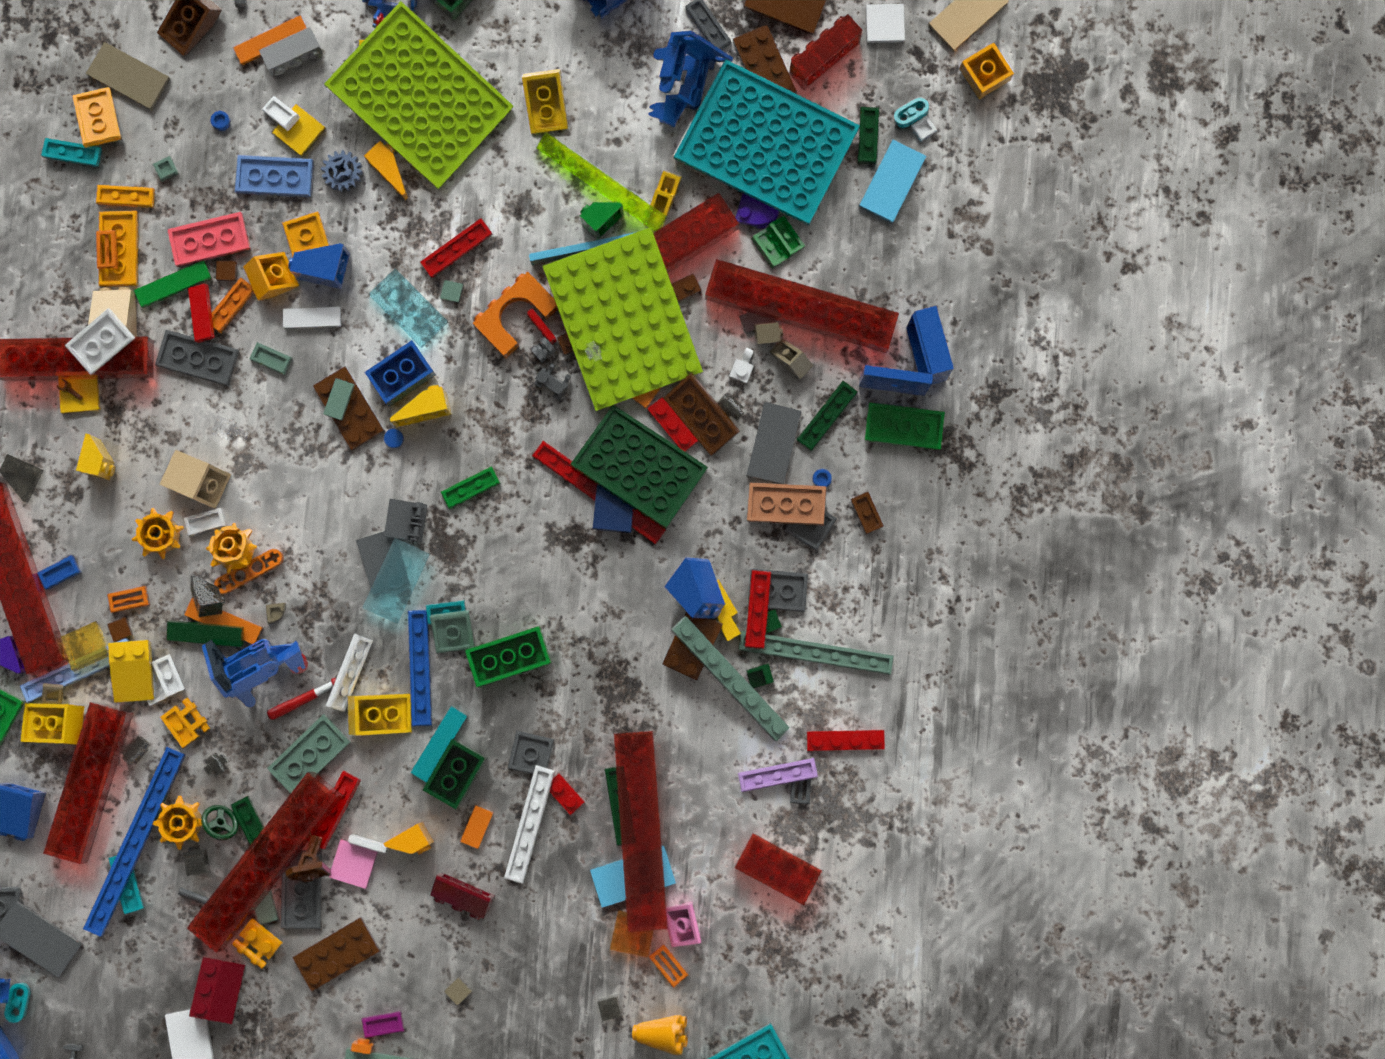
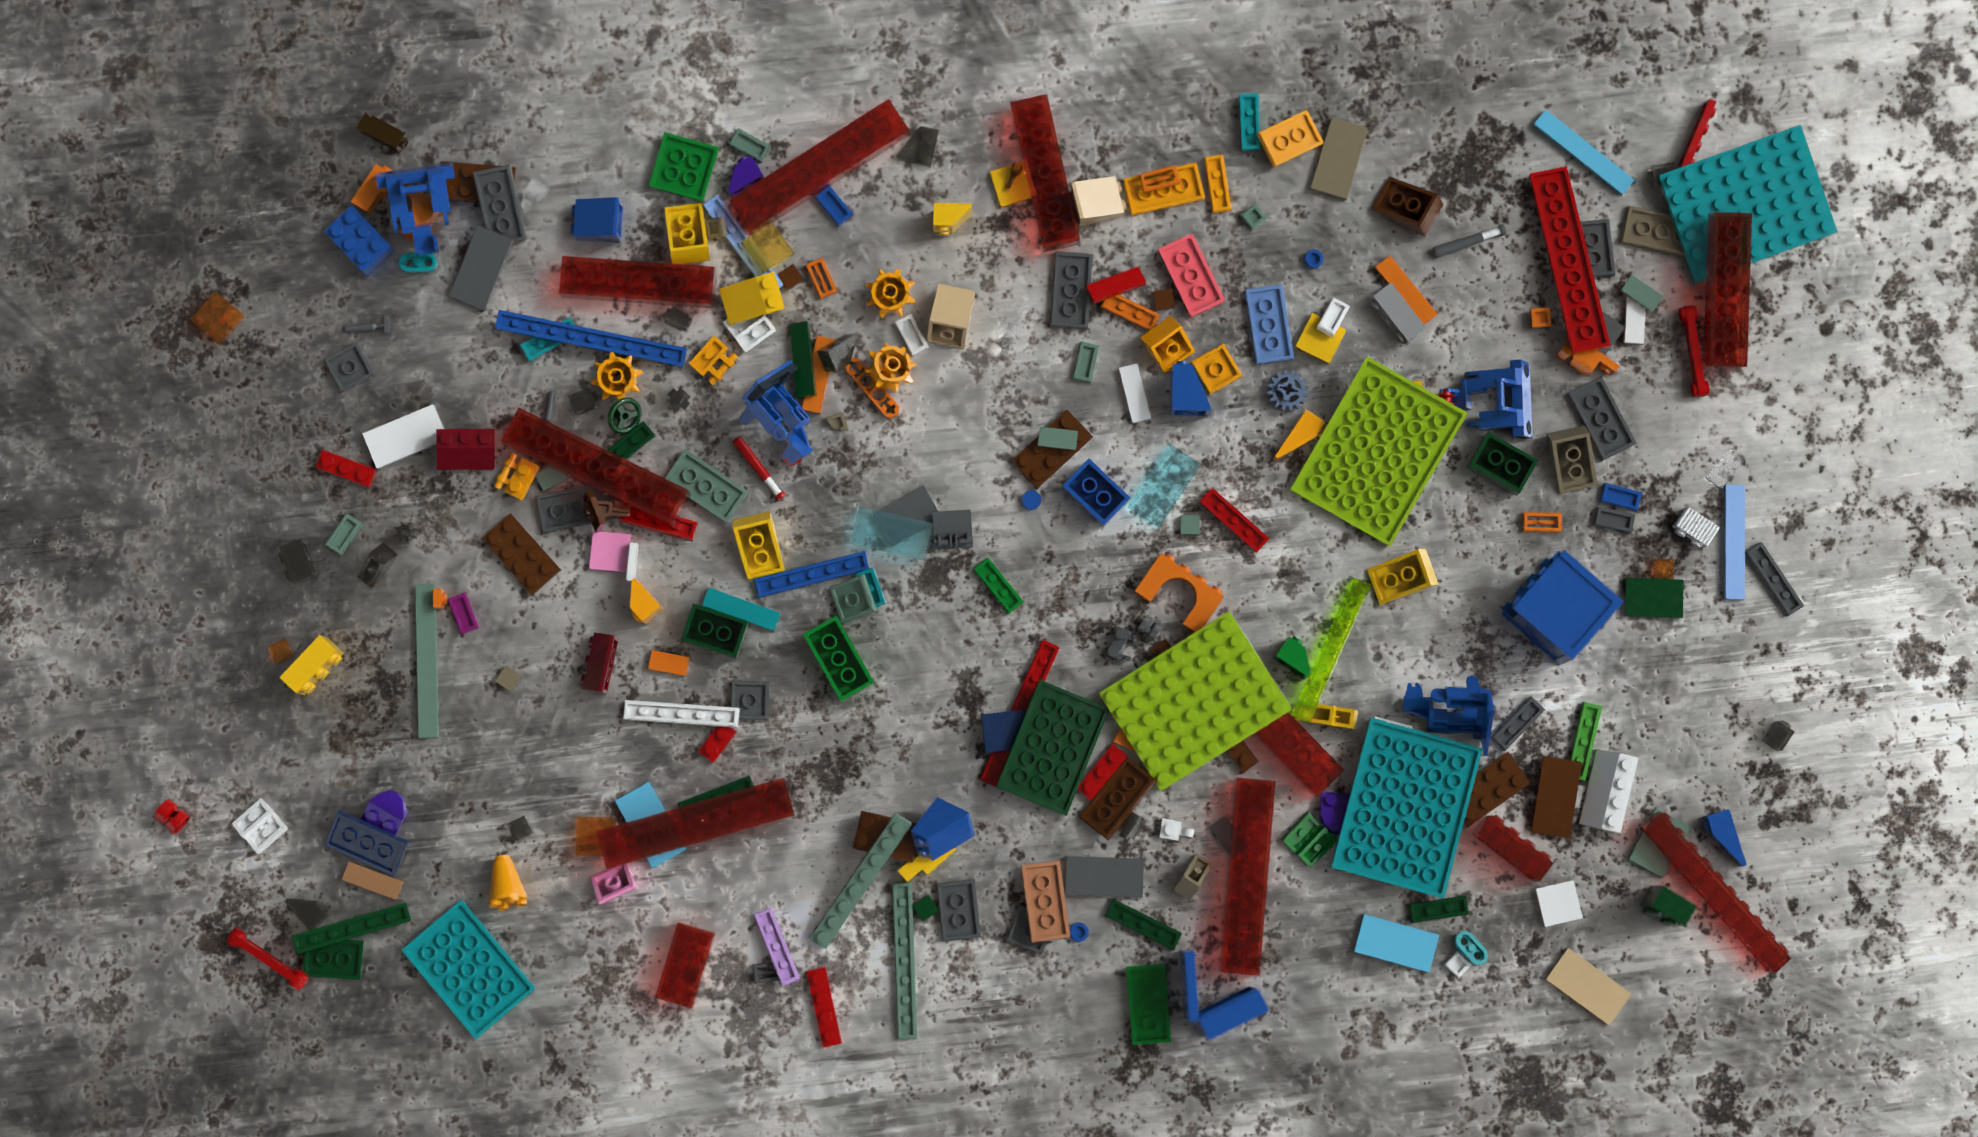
camera: 75 degrees right, 0 degrees up
(100, 341) = (1064, 196): white tile -> none
(173, 284) = (1139, 250): green tile -> none
(349, 672) = (793, 507): white tile -> none
(425, 406) = (1069, 526): yellow slope -> none
(541, 326) = (1172, 621): red tile -> none
(563, 252) = (1257, 640): medium azure tile -> none
(593, 351) = (1154, 678): clear plate -> none
(674, 960) = (565, 873): orange tile -> none
(757, 609) = (935, 894): red tile -> none
(760, 676) = (870, 909): dark green panel -> none
(768, 332) = (1214, 848): dark tan brick -> none
(867, 512) = (1053, 983): reddish brown plate -> none
(986, 70) = (1529, 1016): light orange brick -> none

